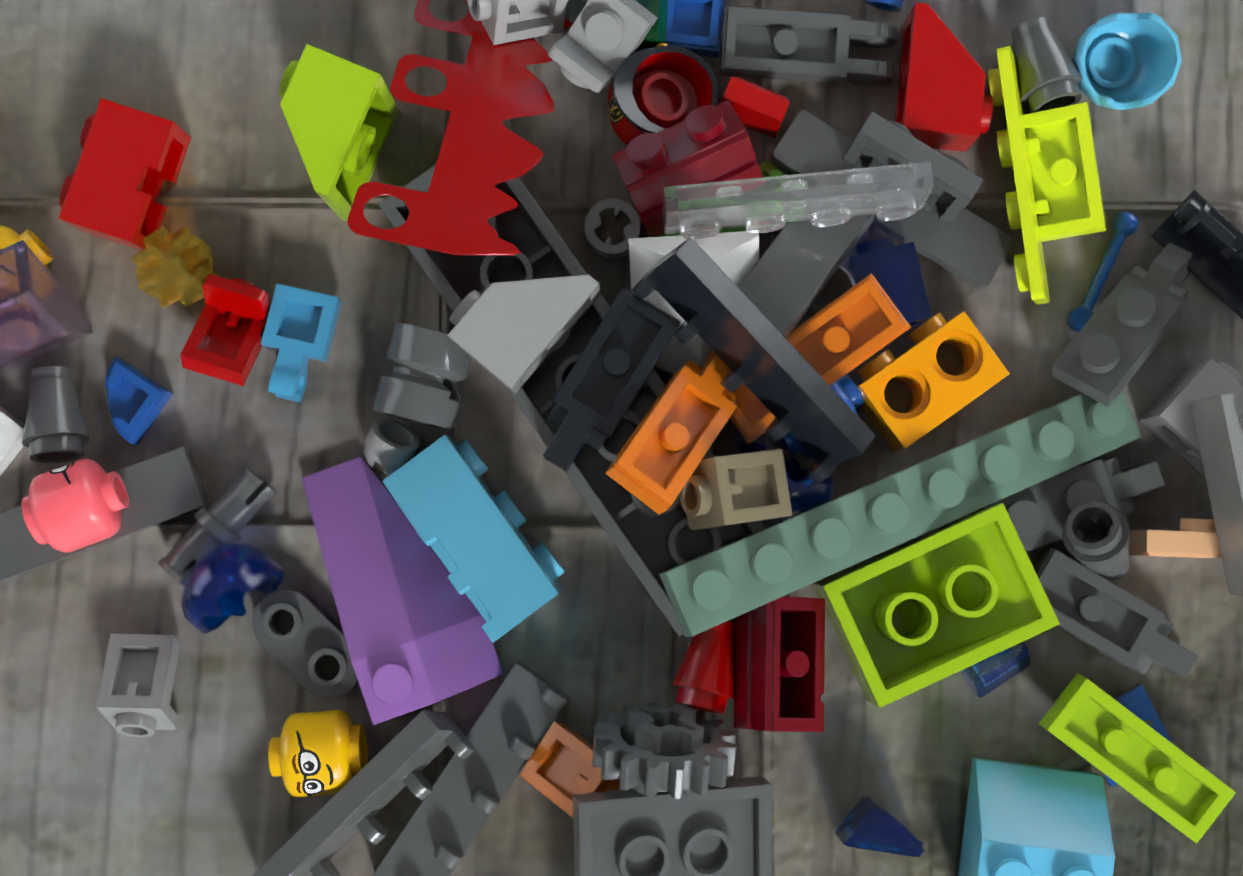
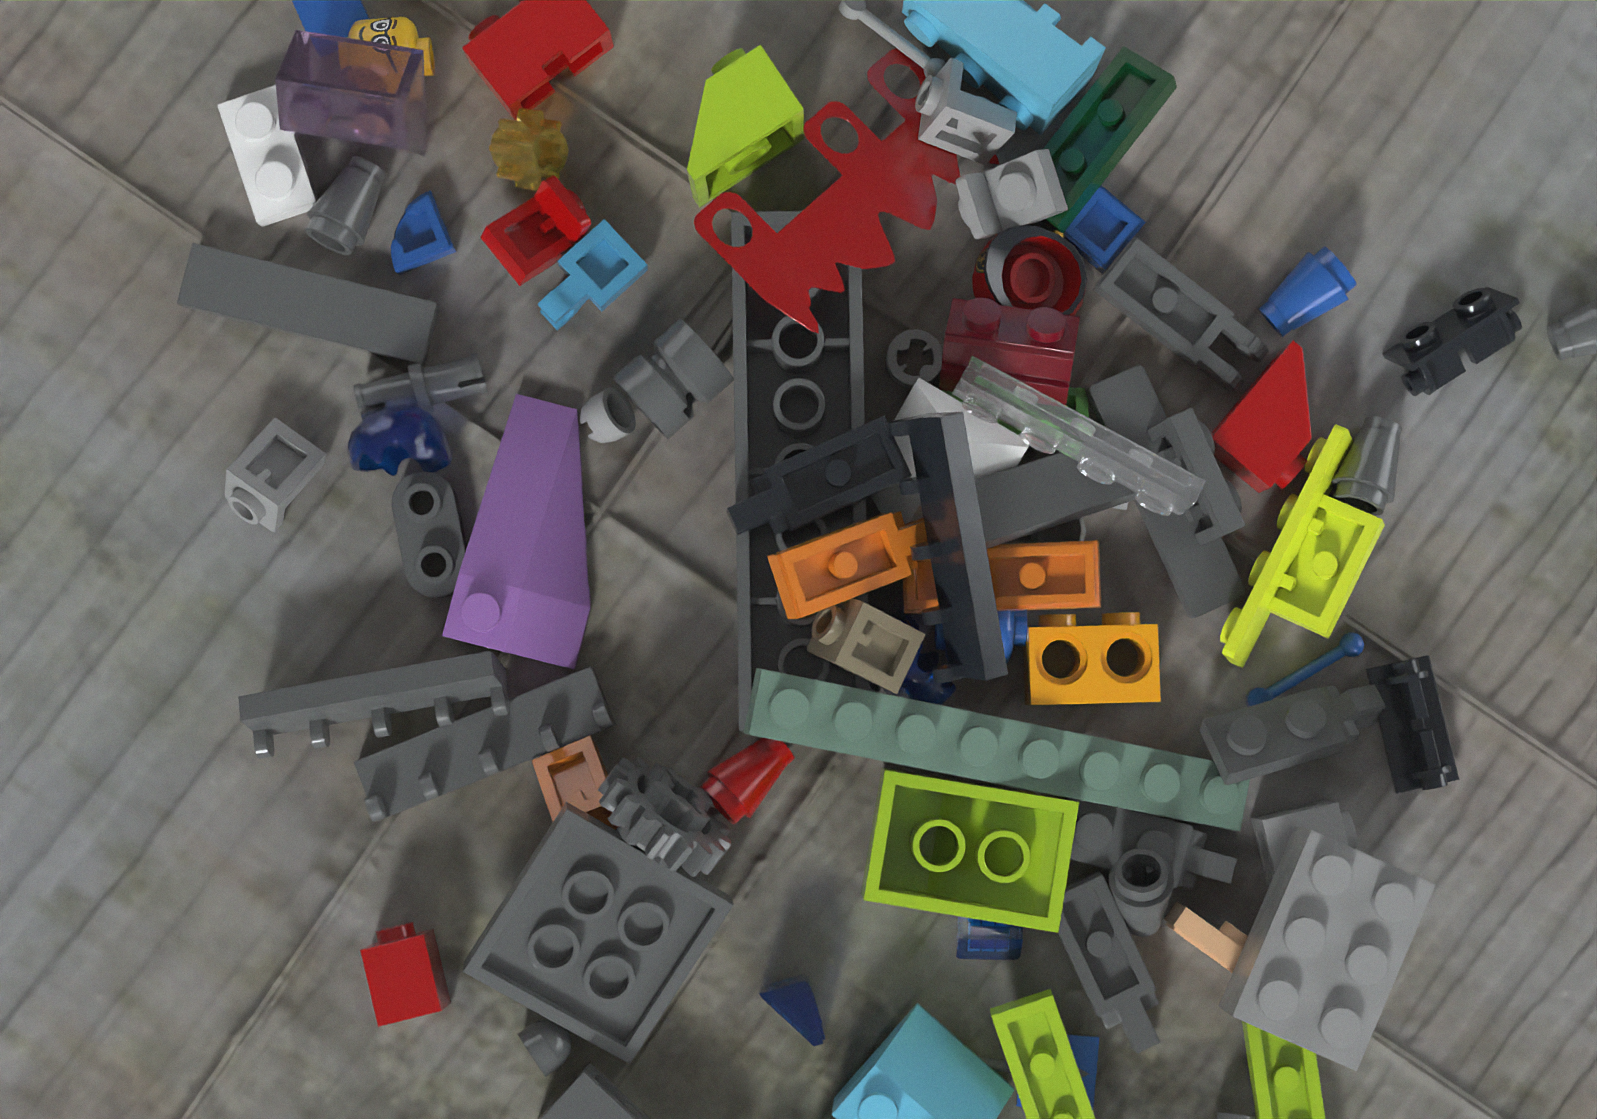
camera: 35 degrees right, 0 degrees up
(74, 505) = (318, 293): coral head -> none
(318, 752) = (380, 629): yellow head -> none
(475, 534) = (629, 537): medium azure wedge -> none
(520, 323) = (780, 389): light grey slope -> none
(756, 106) = (1102, 337): red tile -> none
(780, 666) = (807, 813): dark red brick -> none
(897, 273) = (1122, 557): clear blue brick -> none
(1127, 60) = (1441, 506): medium azure hair -> none

